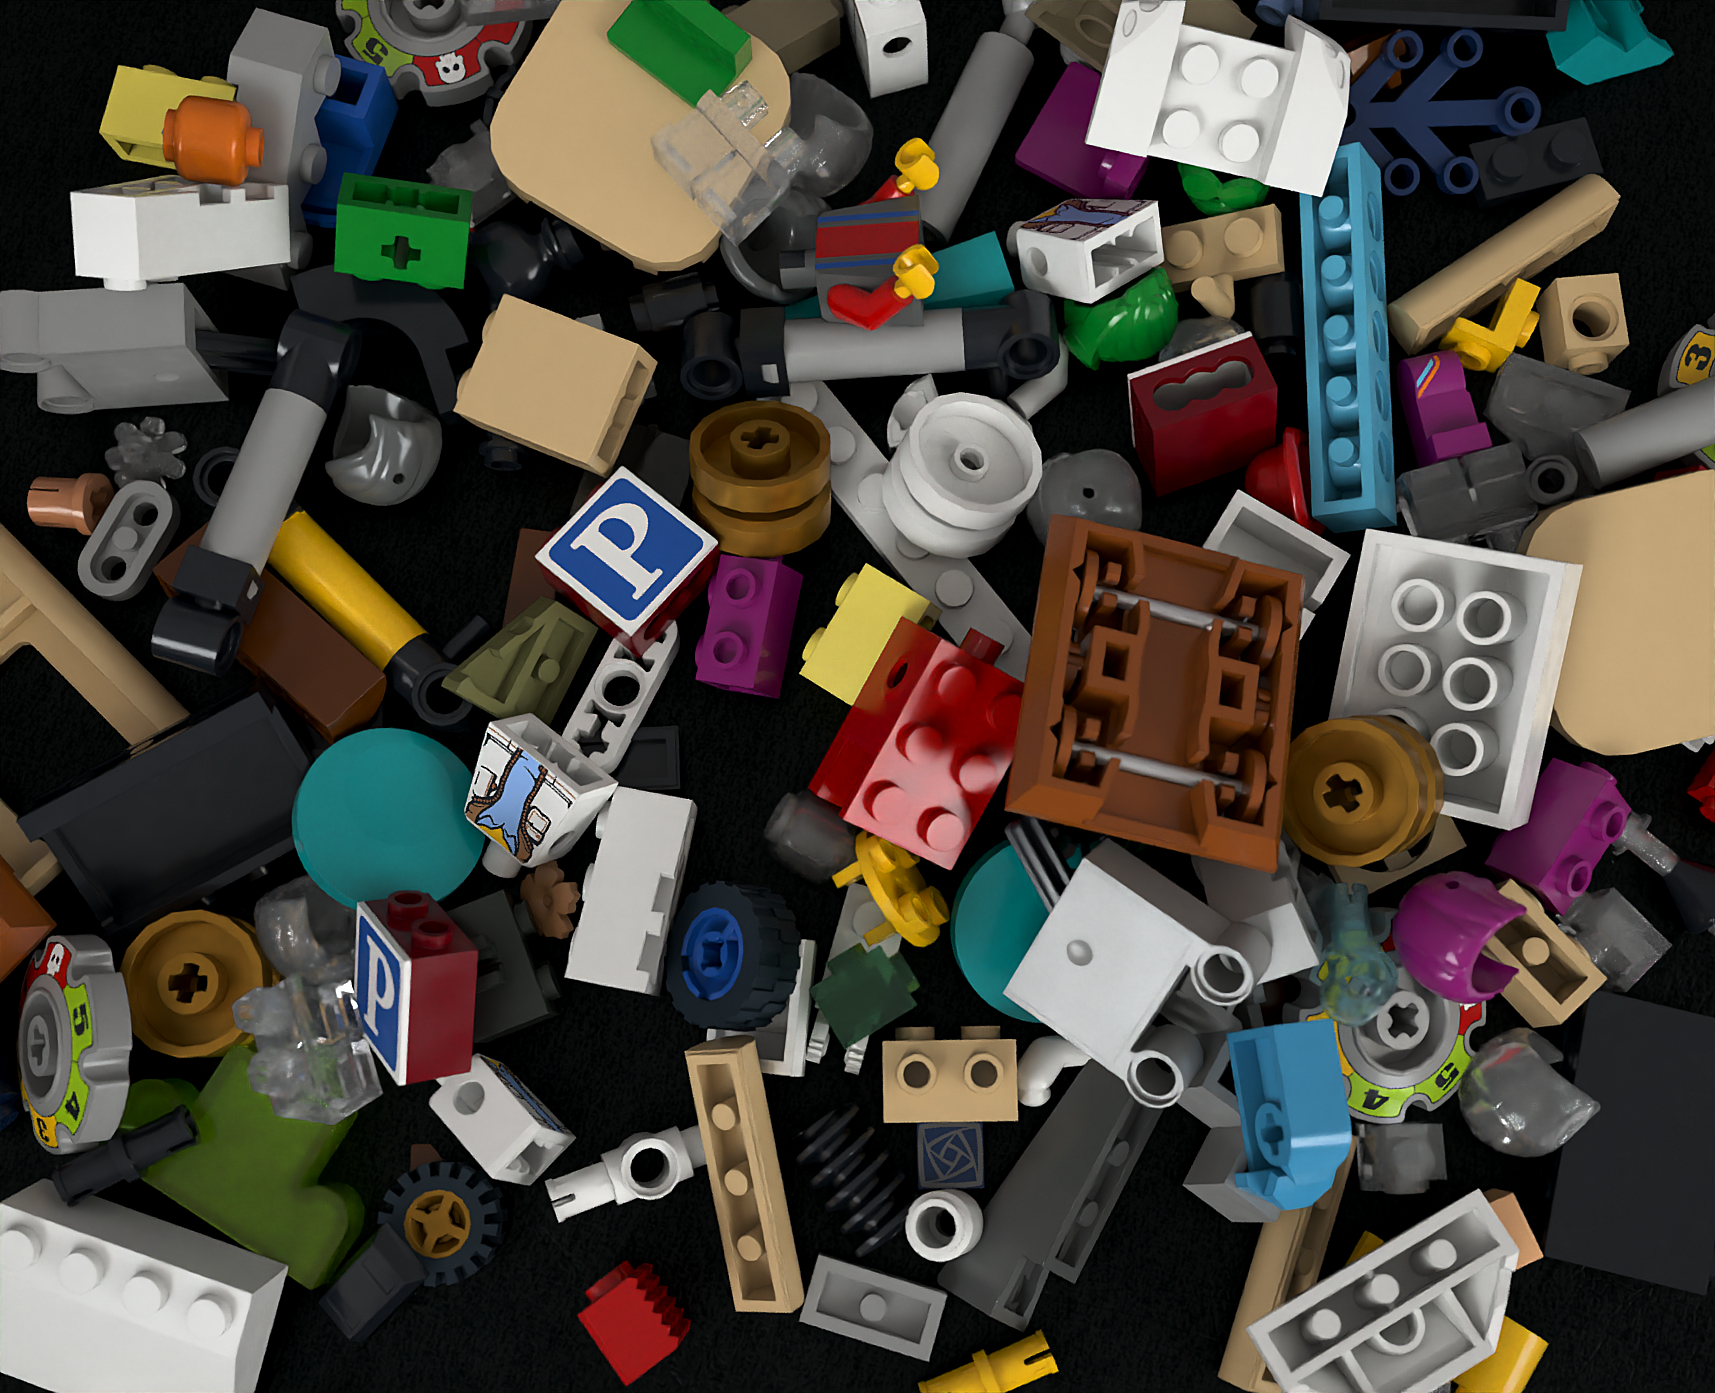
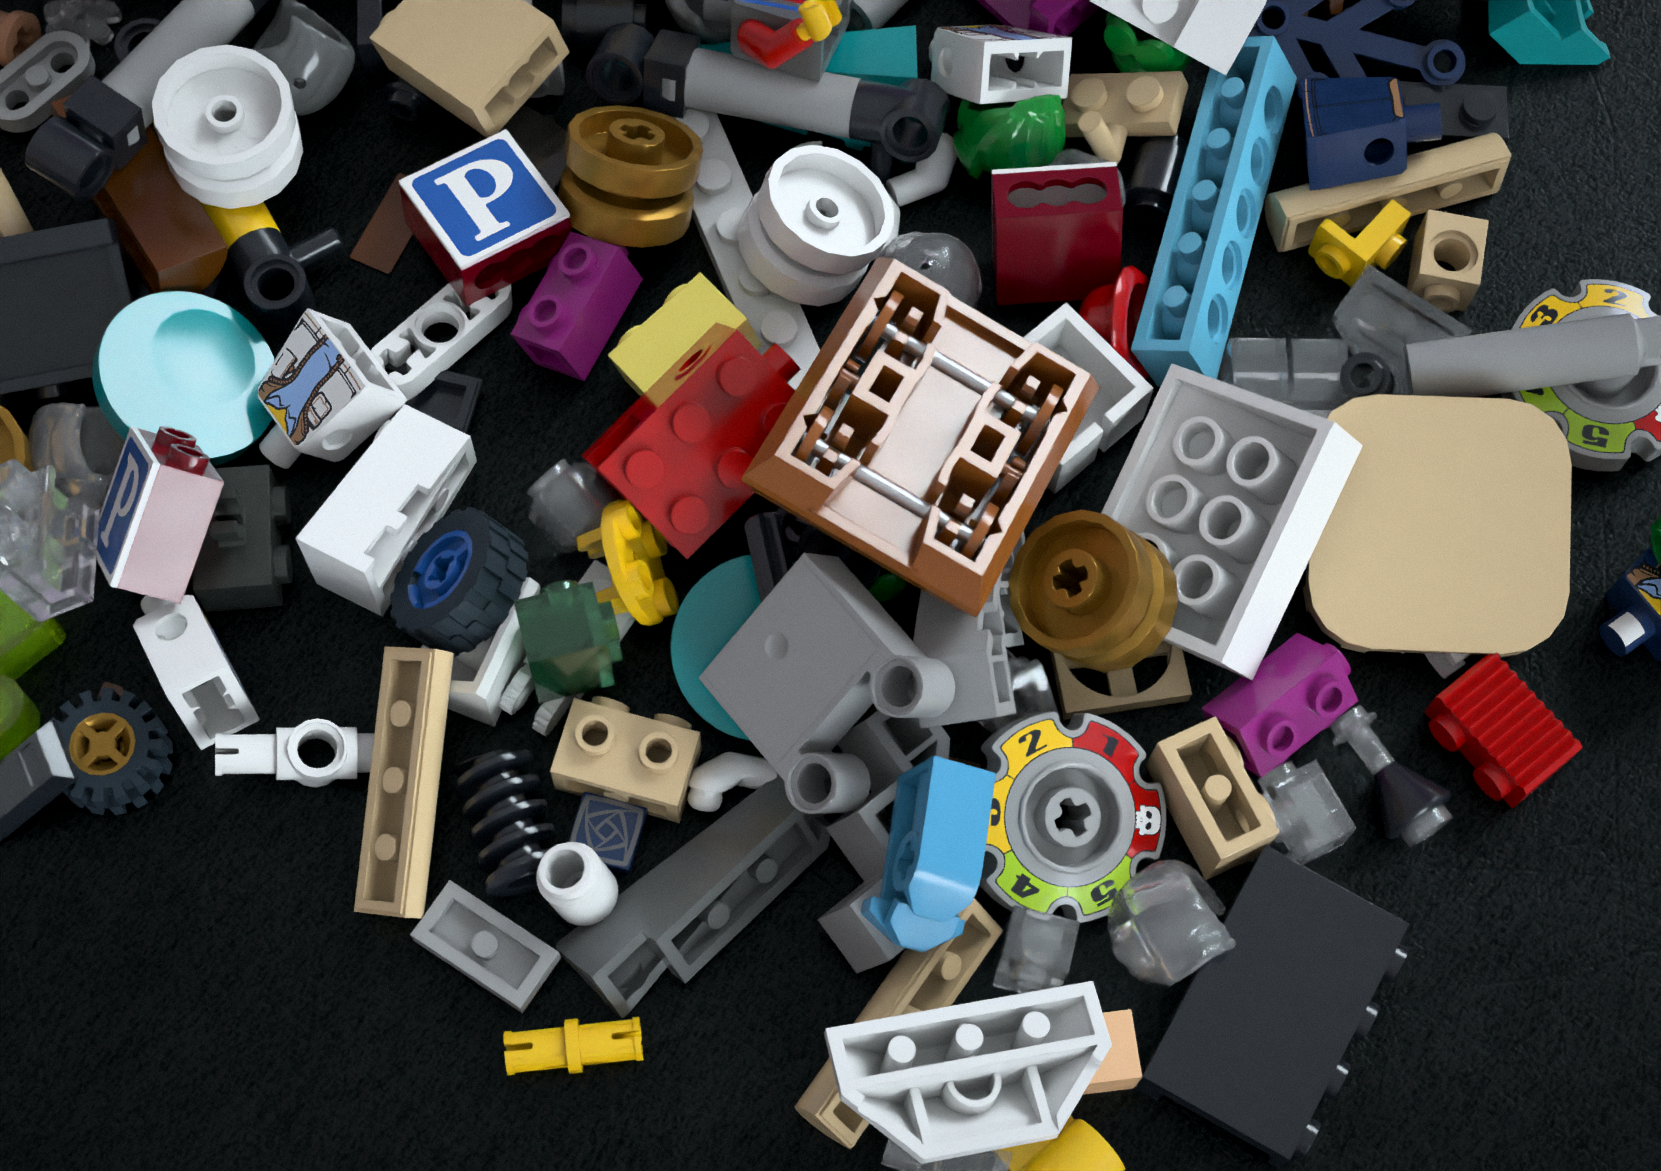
camera: 10 degrees right, 10 degrees down
(309, 546) = (228, 126): none -> white wheel
(526, 663) = (361, 278): olive wing -> none
(550, 899) = (308, 491): medium nougat plant -> none
(633, 1319) = (254, 878): red brick -> none
(1354, 955) = (1036, 732): clear light blue pin -> none
(1439, 408) = (1288, 294): magenta leg -> none
(1442, 935) = (1121, 738): magenta piece -> none
(1464, 212) = (1361, 129): none -> dark blue torso

